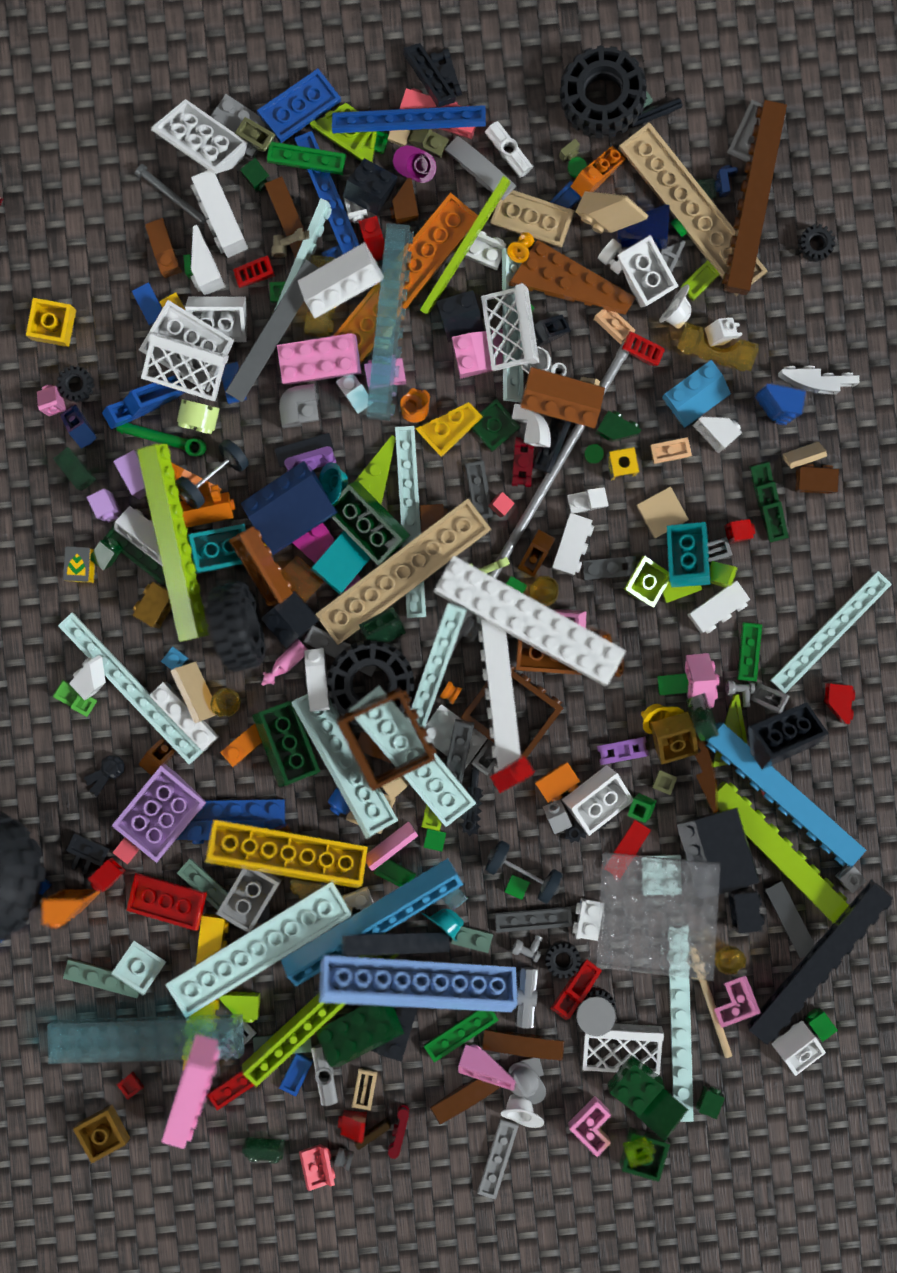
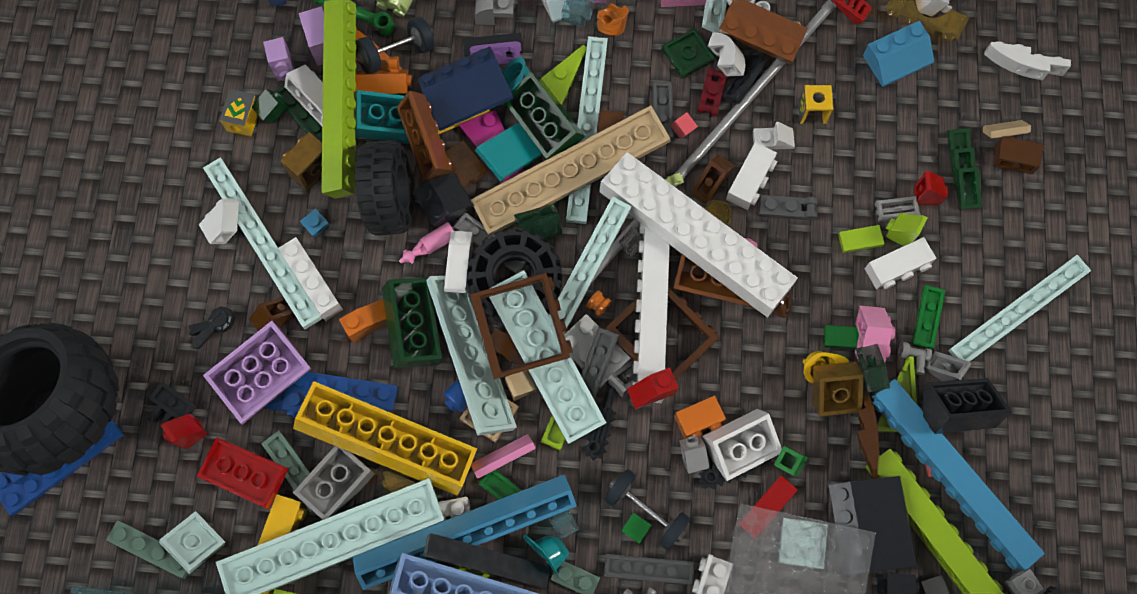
camera: 10 degrees right, 15 degrees down
(66, 905) = (129, 450): orange slope -> none
(69, 696) = (196, 240): bright green slope -> none
(74, 469) = (259, 22): clear green brick -> none
(126, 850) = (213, 411): coral tile -> none
(194, 691) = (327, 254): tan tile -> none
(225, 702) = (356, 272): clear yellow hair -> none
(434, 840) = (553, 459): green tile -> none
(450, 428) = (641, 48): yellow wing -> none
(593, 454) = (786, 95): green tile -> none
(616, 428) = (814, 72): dark green slope -> none
(622, 750) = (777, 397): medium lavender plate -> none
(647, 582) = (826, 224): lime slope -> none
(661, 511) = (850, 162): tan tile -> none
(664, 782) = (819, 439): olive plate -> none
(670, 450) = (866, 103): light nougat plate -> none
(688, 554) = (875, 201): teal brick -> none
(718, 431) = (918, 88): white slope -> none
(781, 403) = (988, 67): blue slope -> none
(839, 701) = (1024, 384): red slope -> none

